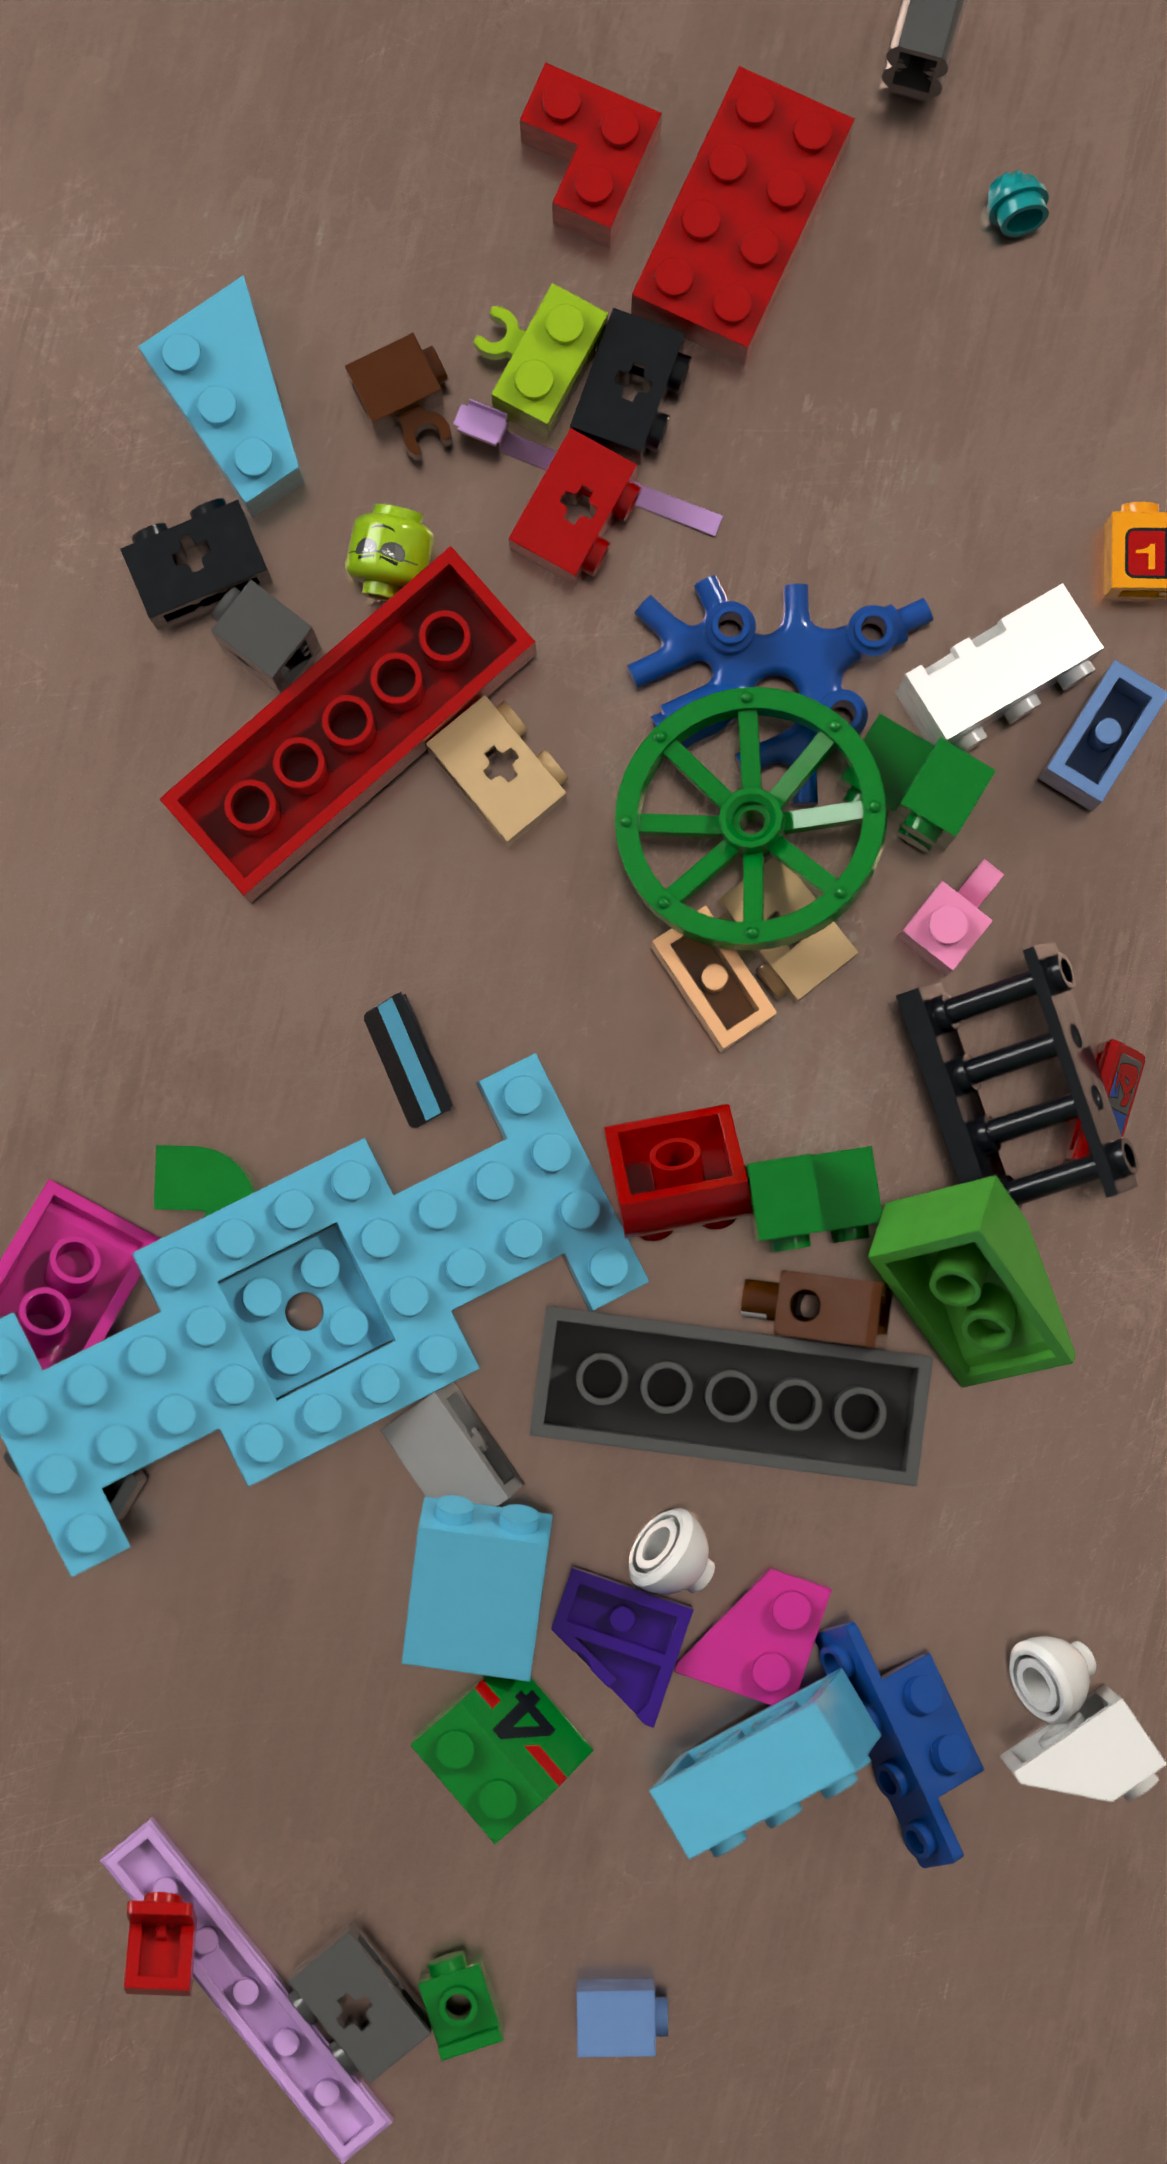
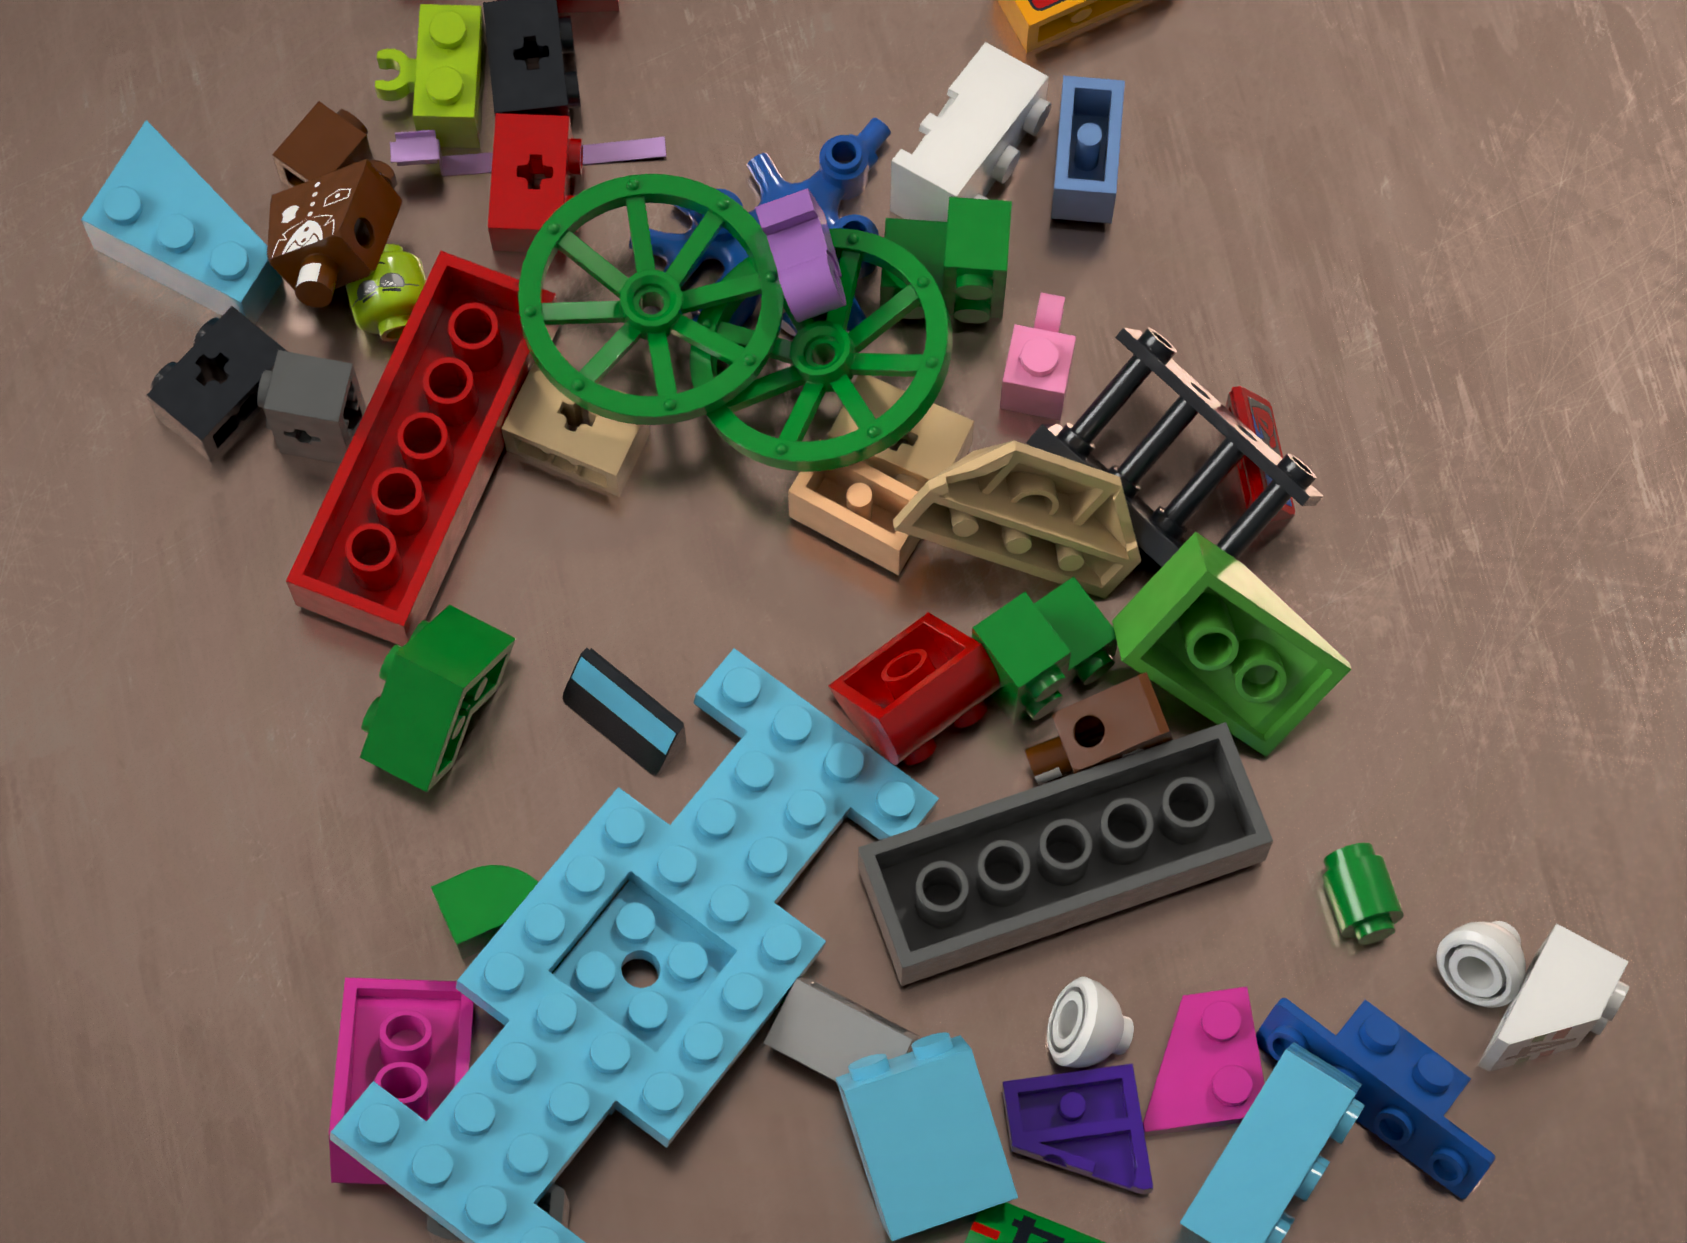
camera: 30 degrees left, 15 degrees down
(245, 964) = (431, 695): none -> green brick
(359, 473) = (331, 230): none -> reddish brown torso
(624, 675) = (647, 289): none -> green wheel
(777, 727) = (803, 254): none -> medium lavender leg
(853, 1076) = (1029, 515): none -> tan wedge
(977, 1559) = (1361, 893): none -> green brick

